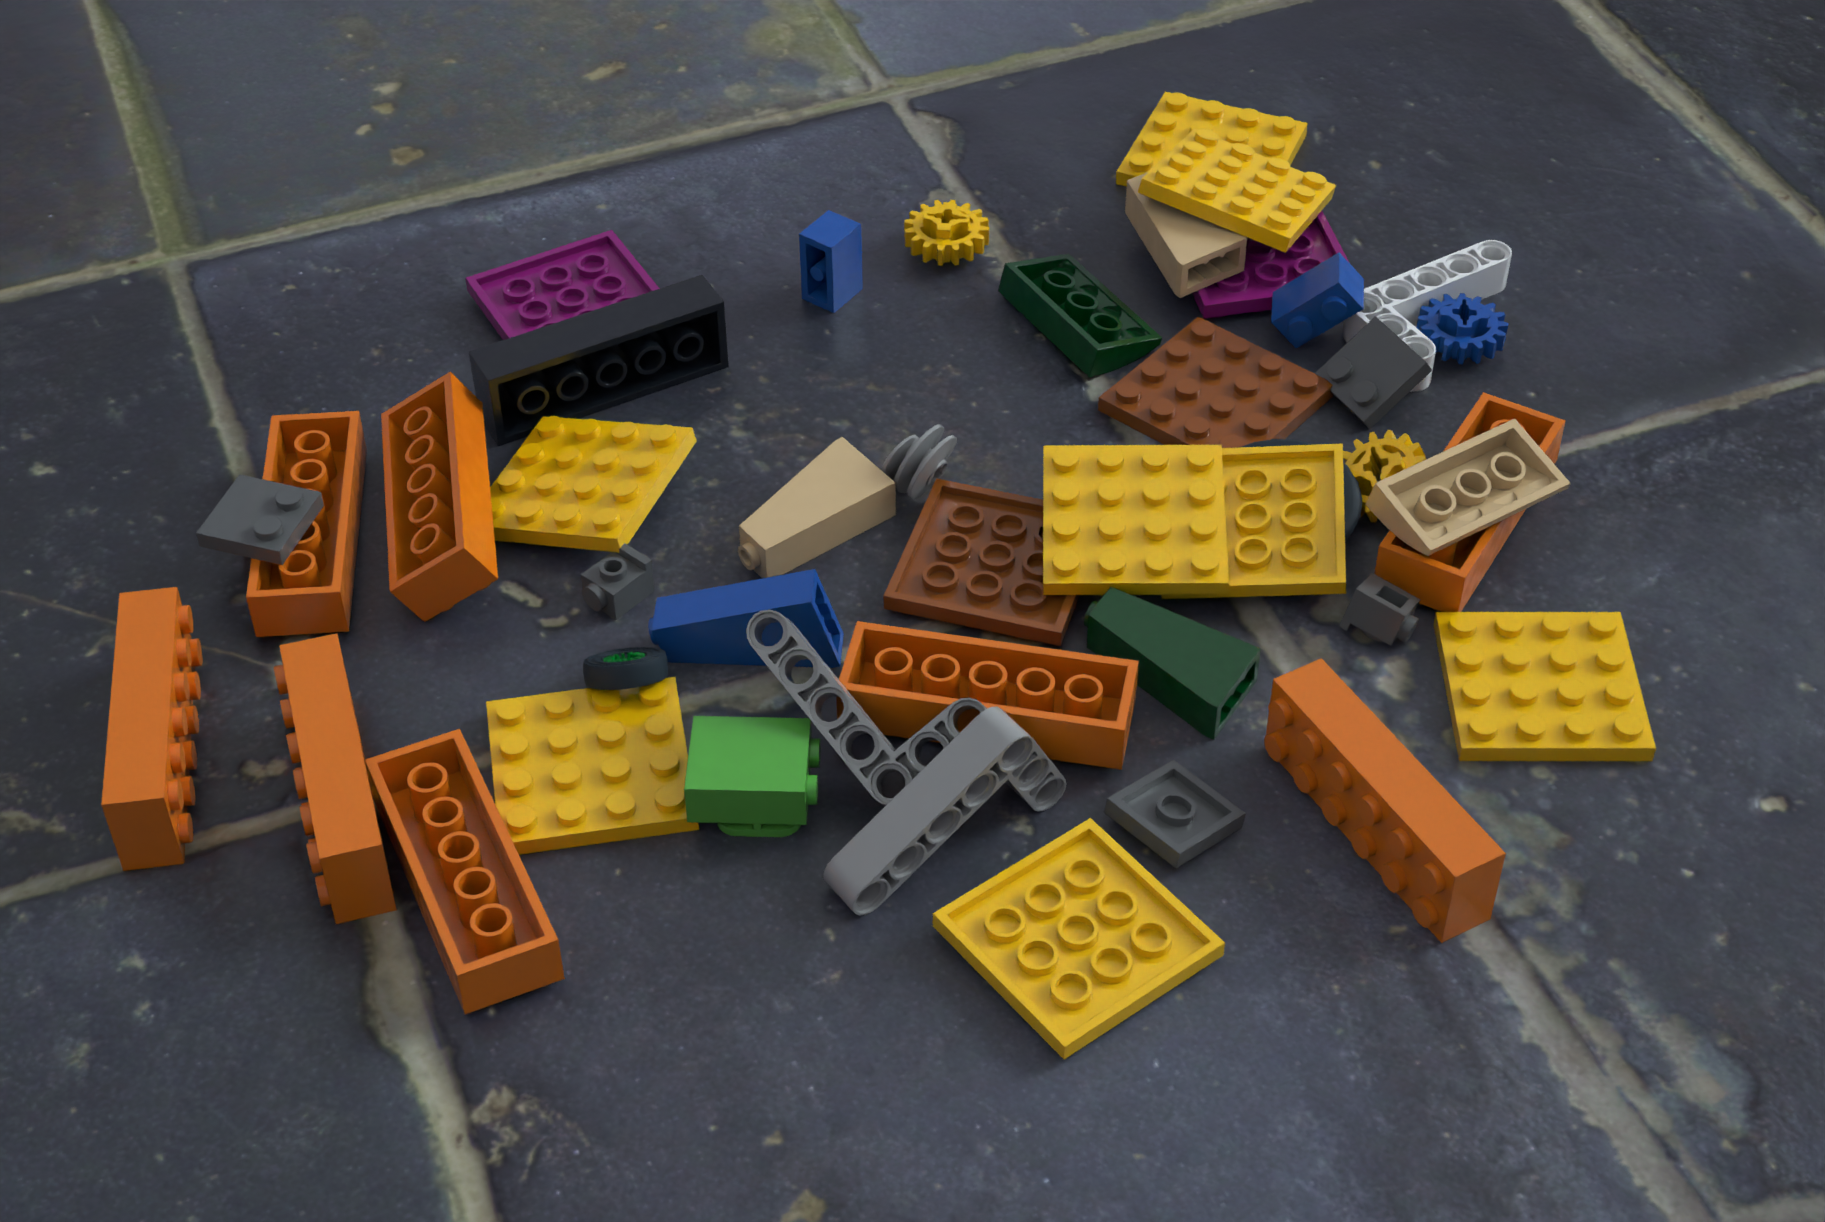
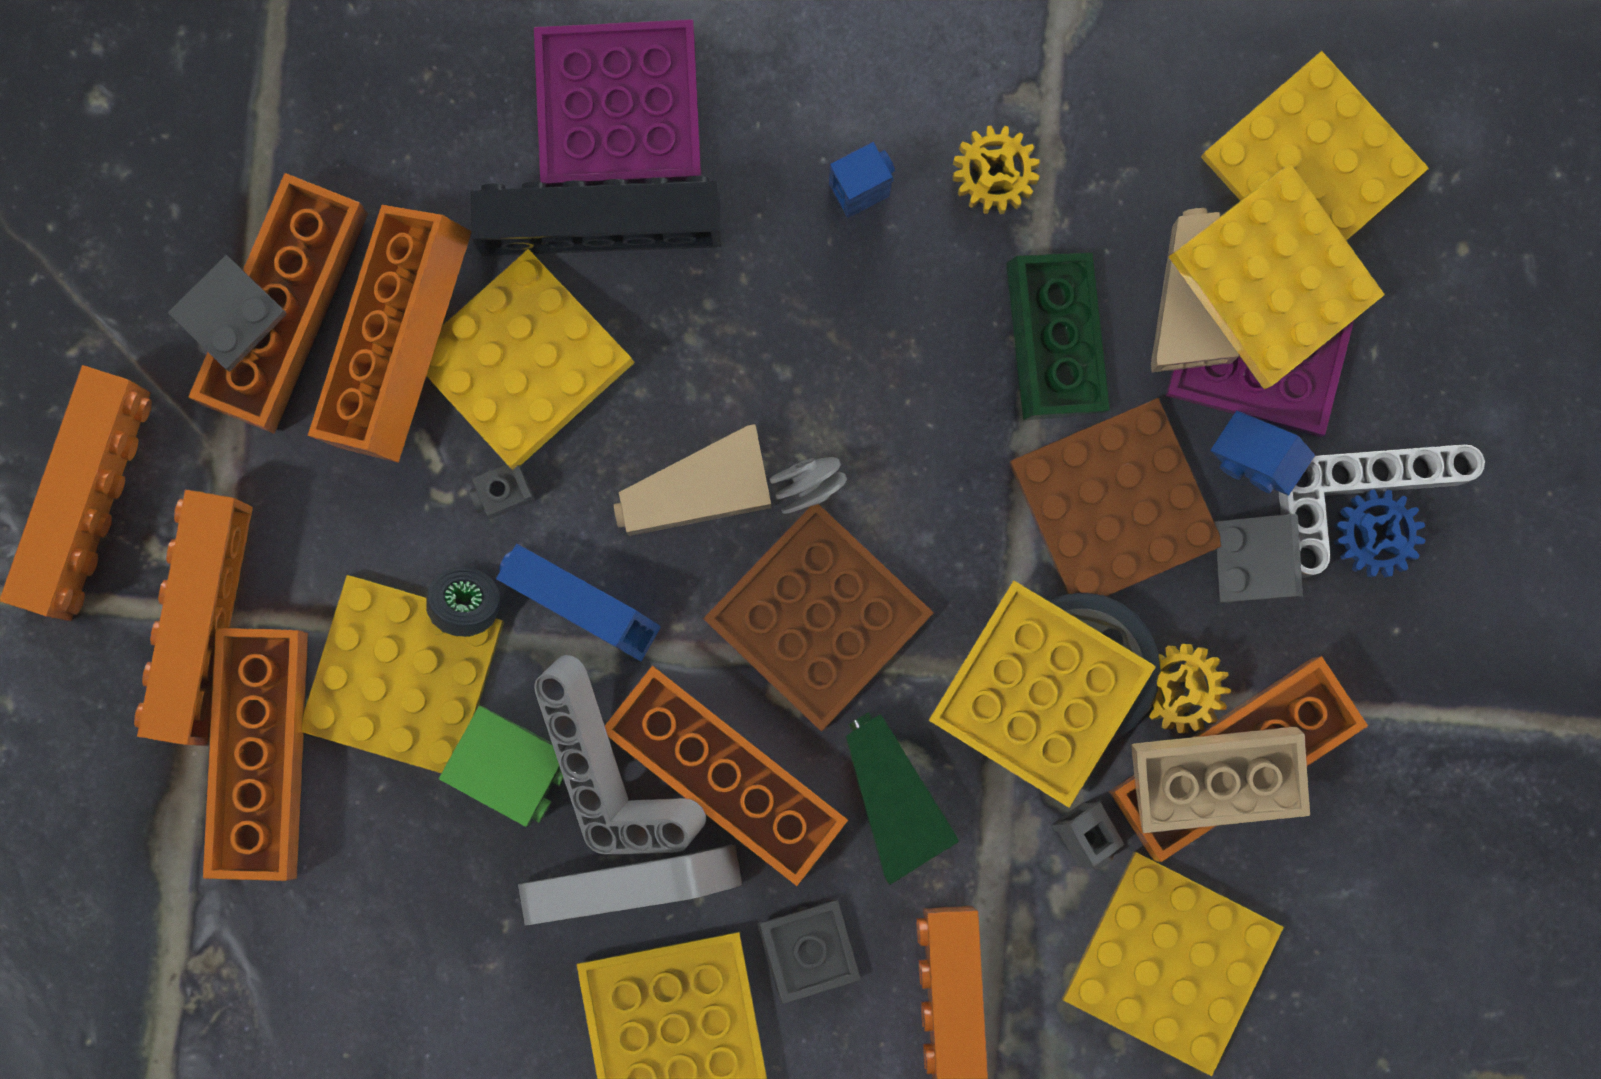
camera: 25 degrees right, 40 degrees up
(1134, 520) = (940, 650): yellow plate -> none

